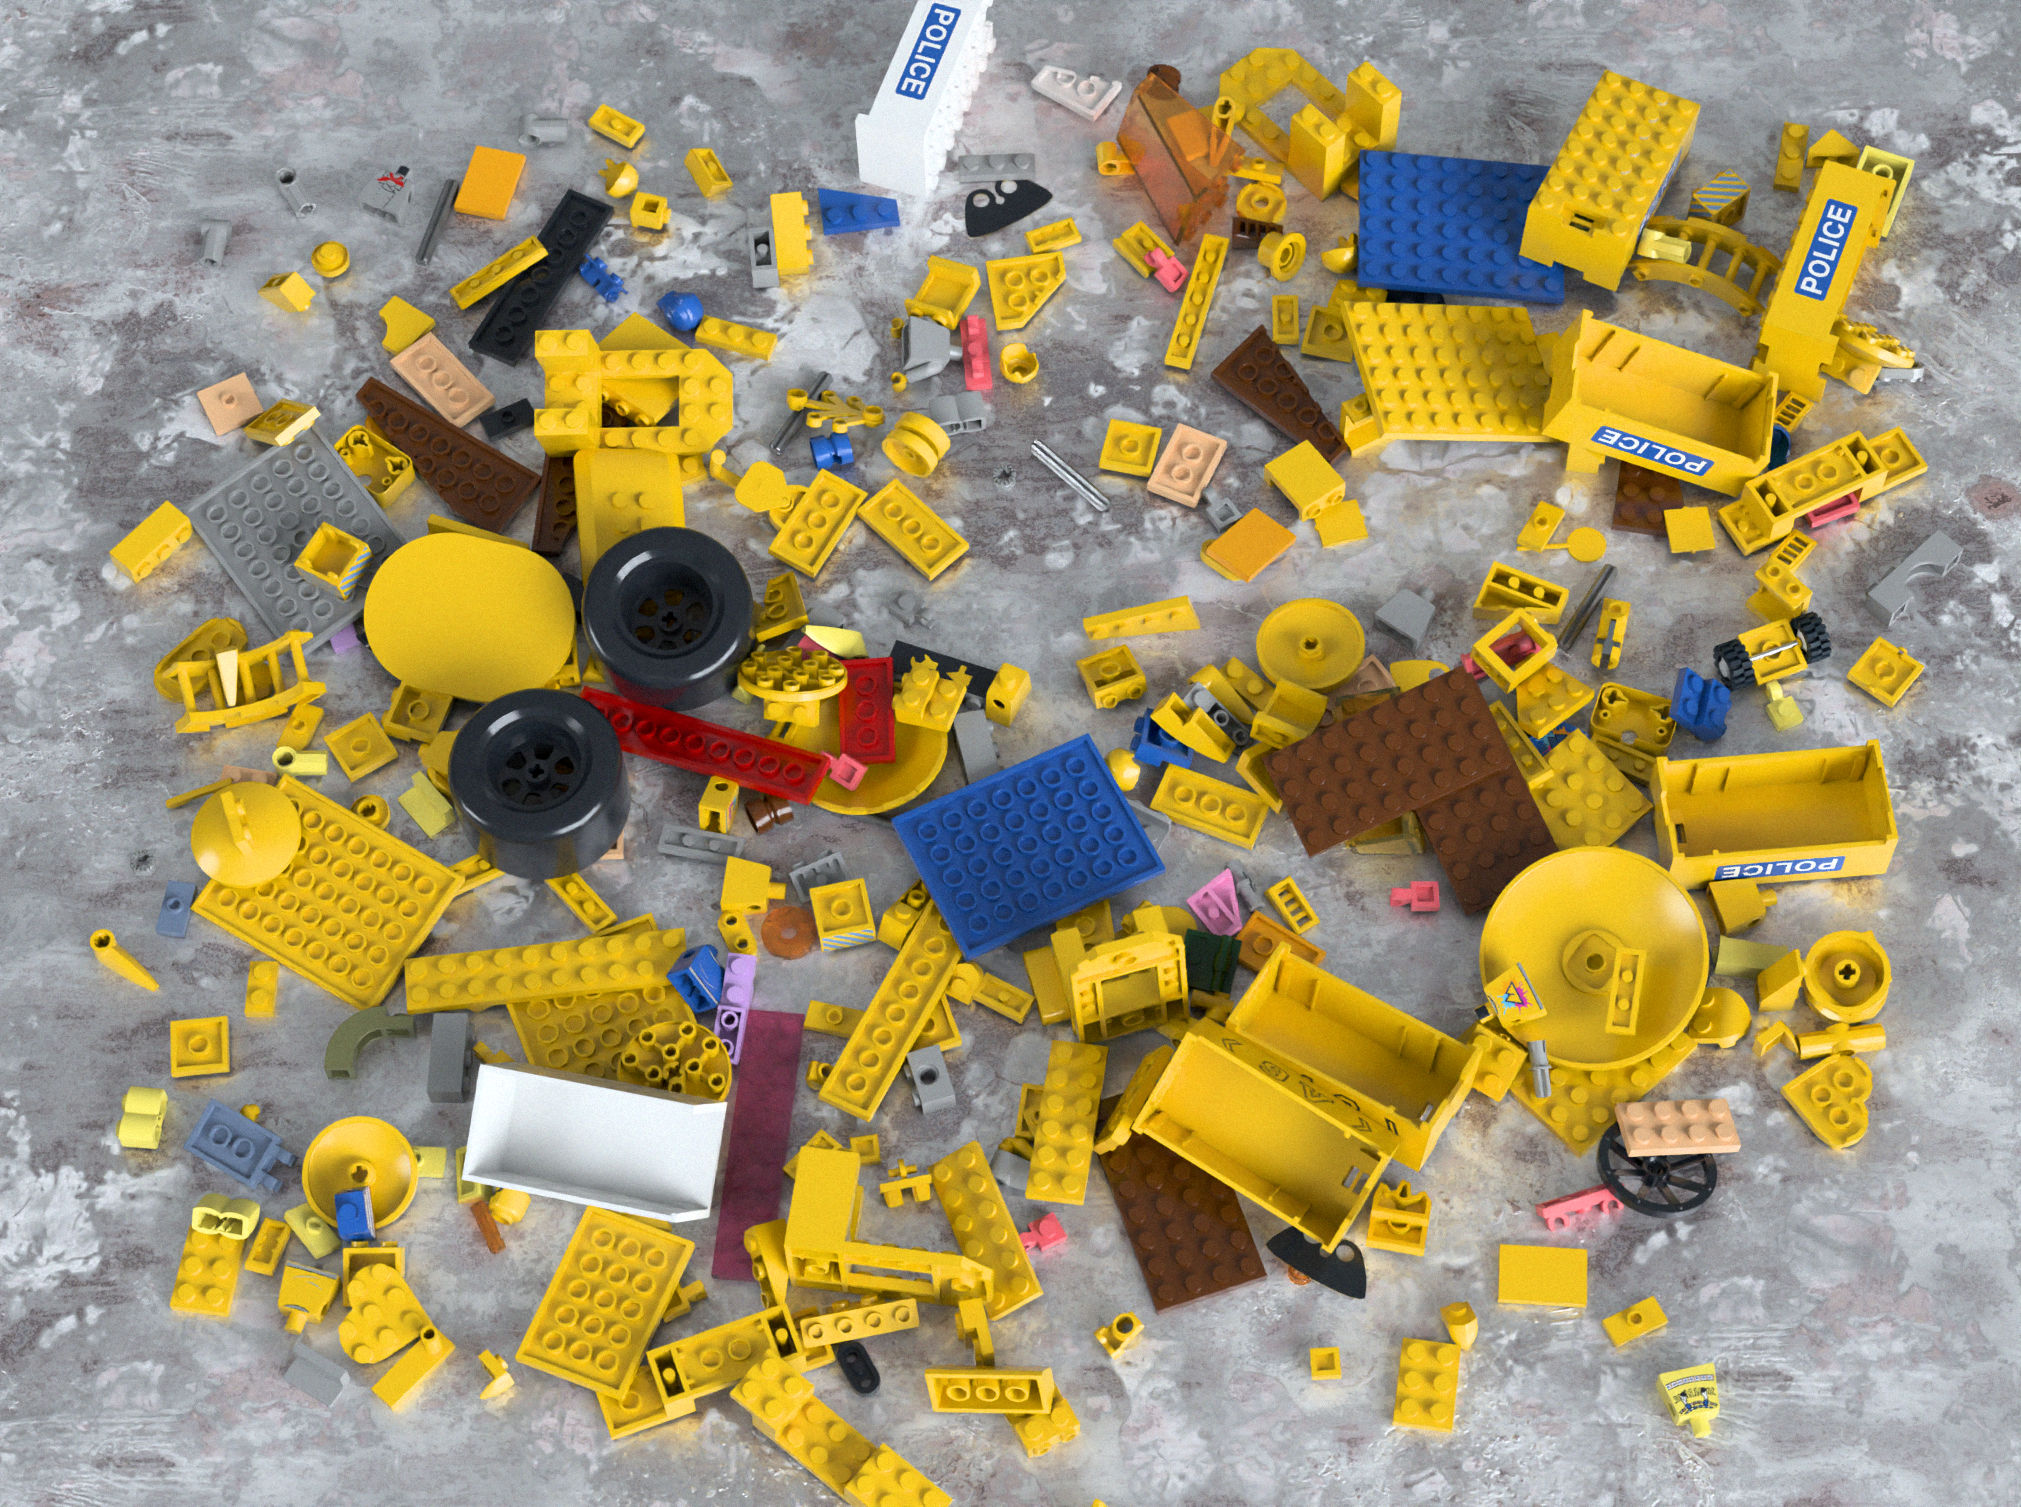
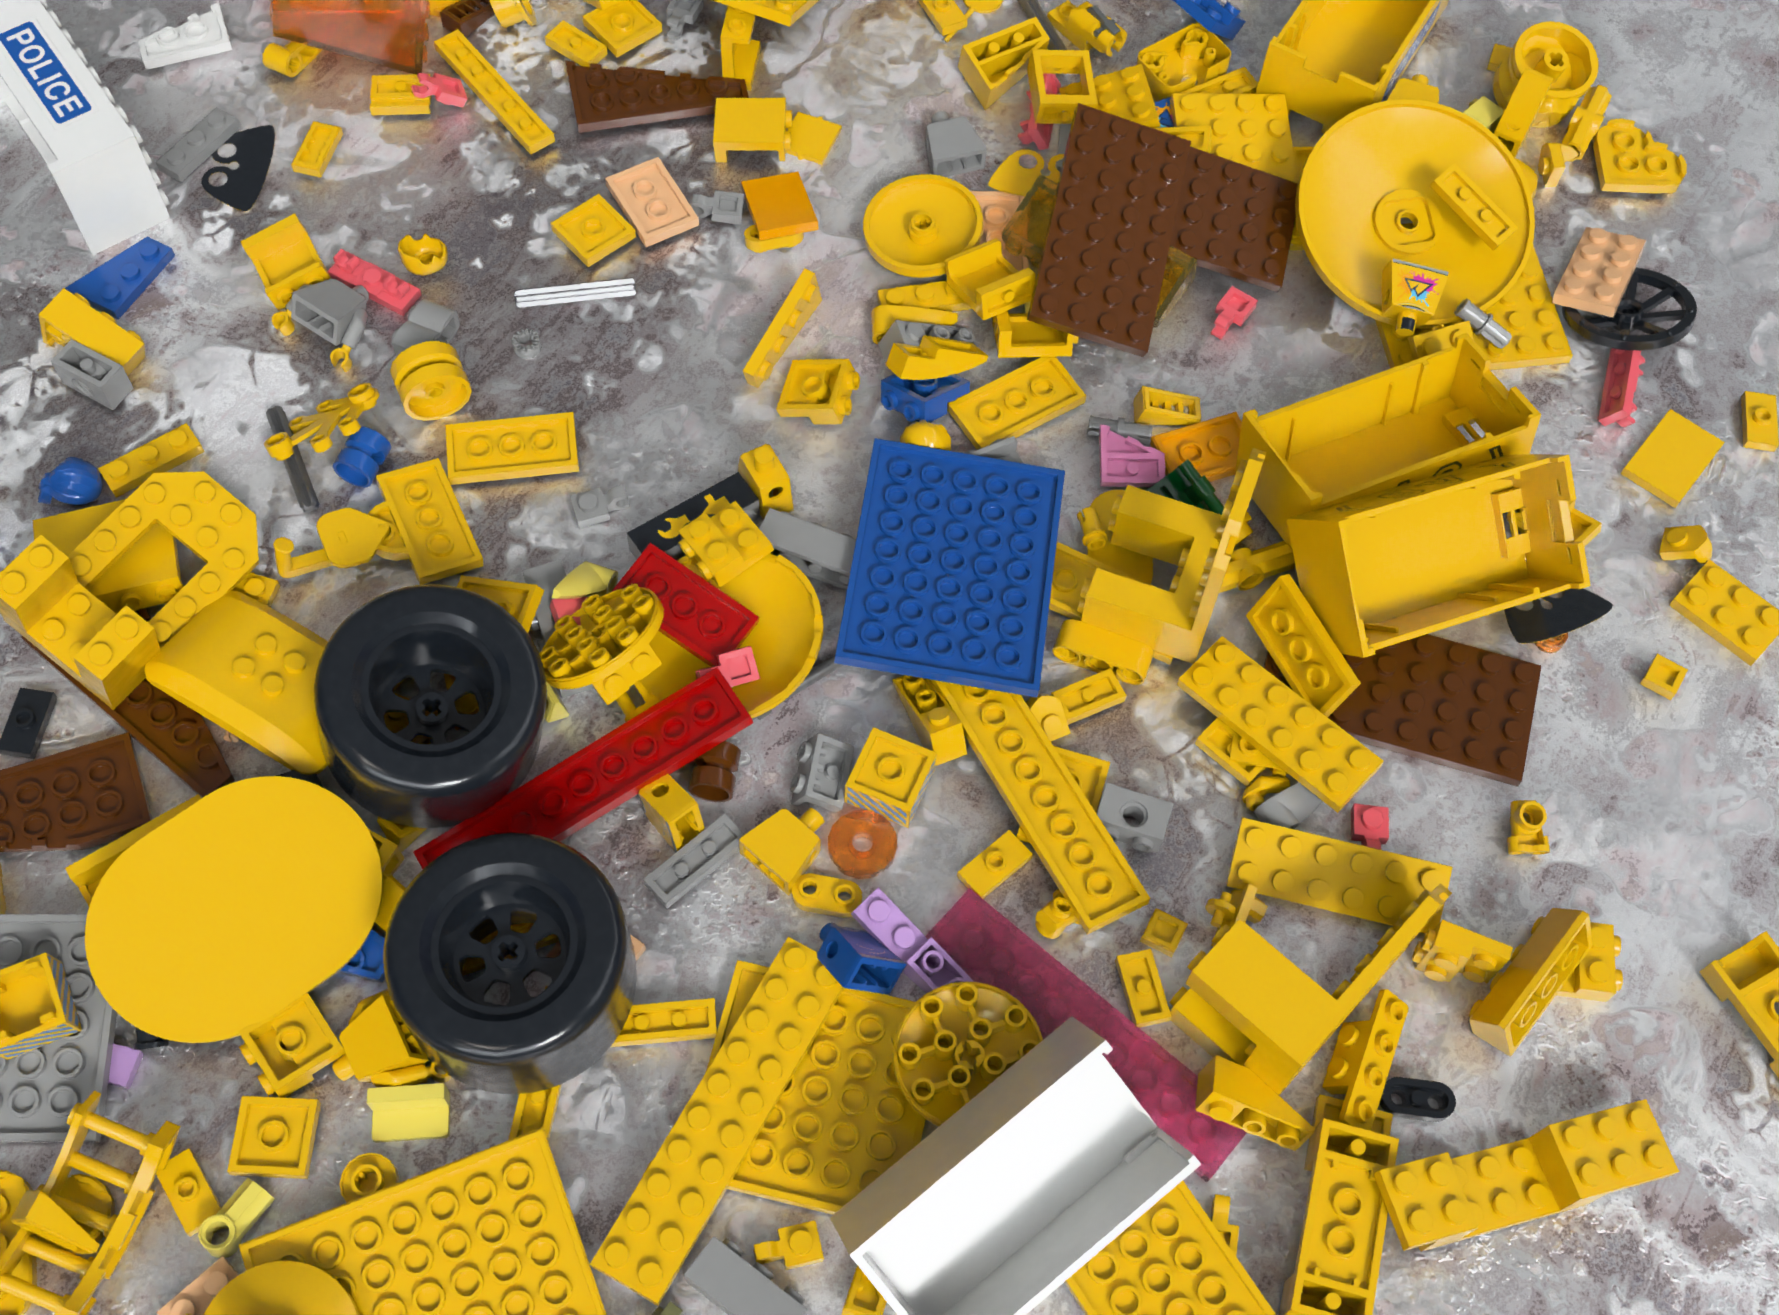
camera: 60 degrees left, 0 degrees up
(1022, 286) = (342, 203): yellow plate -> none

